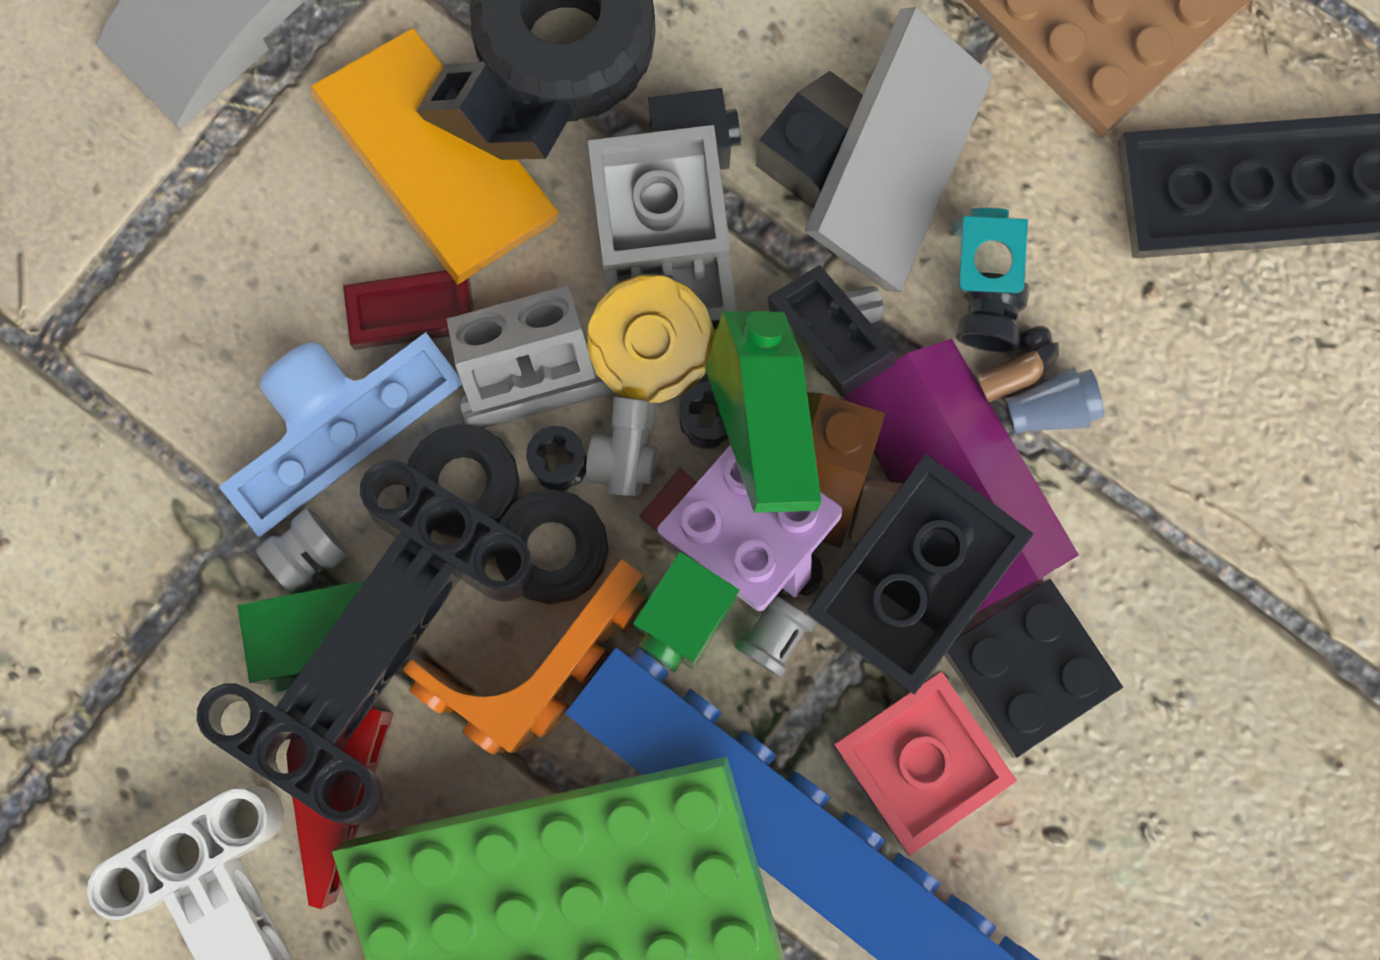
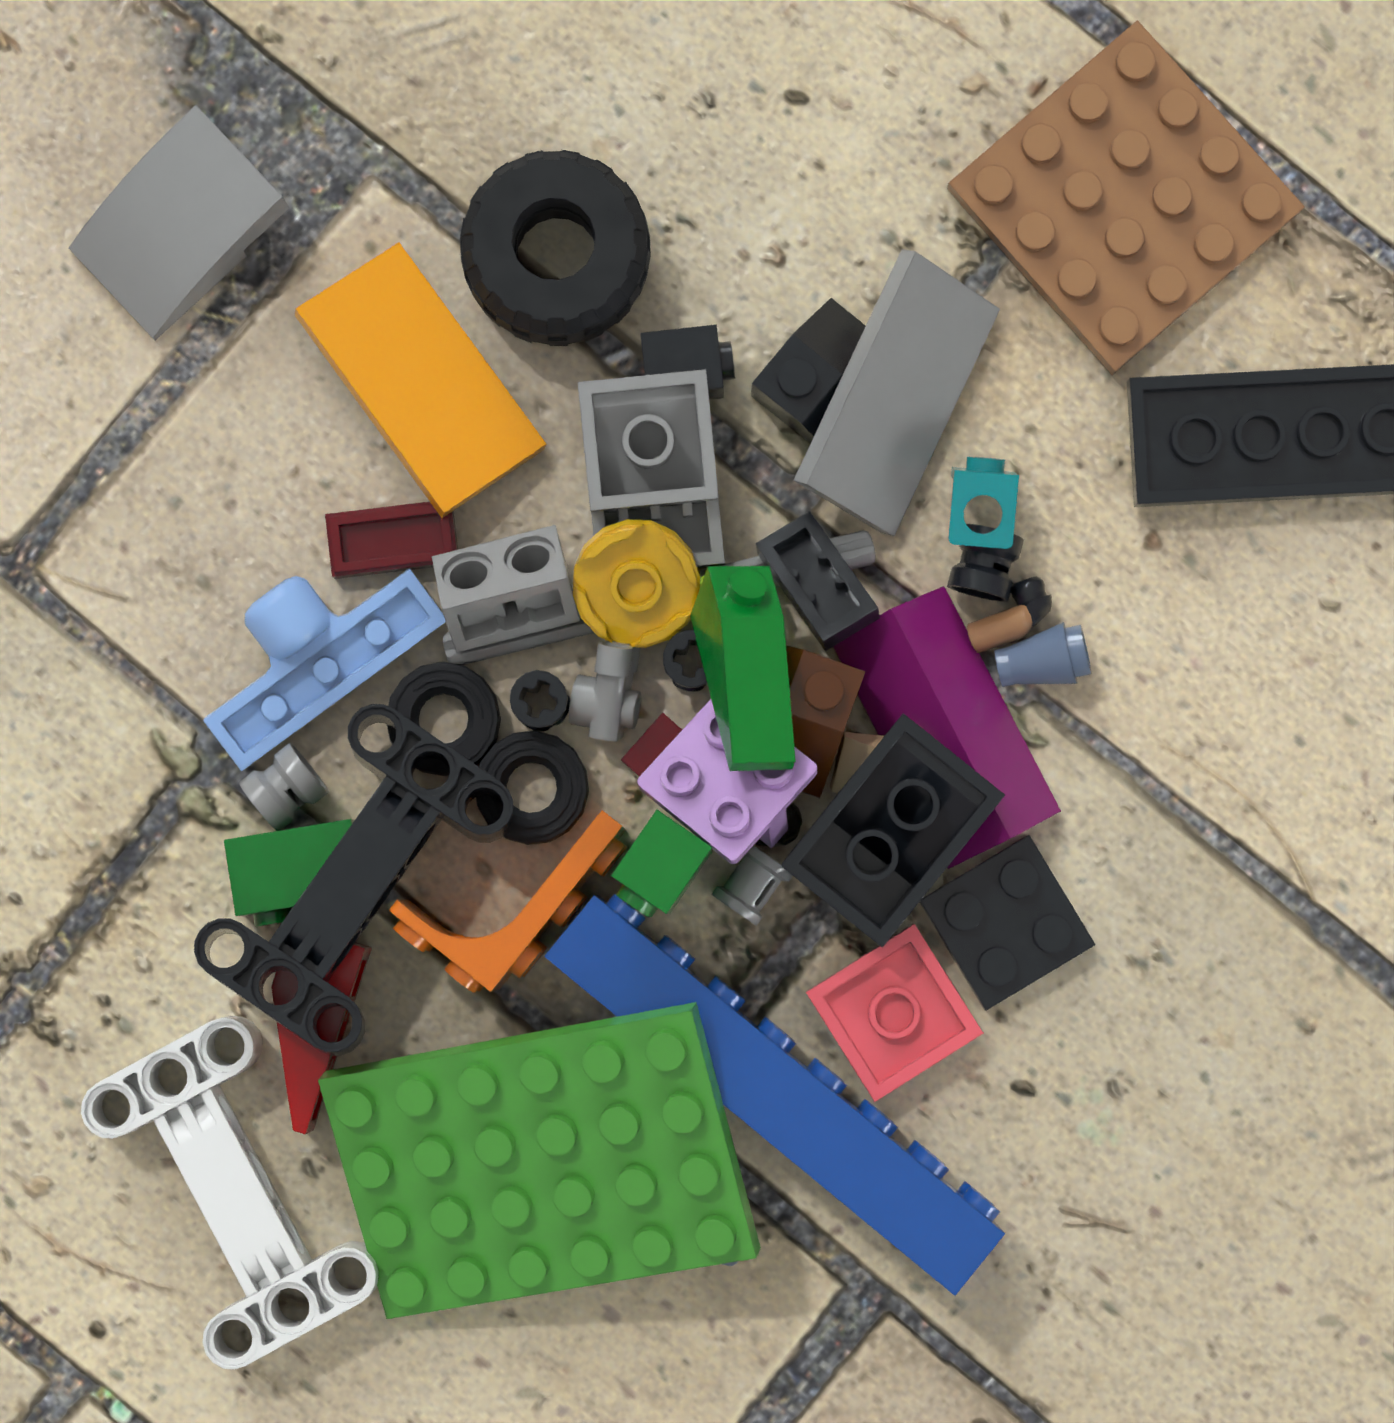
camera: 10 degrees right, 5 degrees up
(476, 109) = (464, 336): black slope -> none

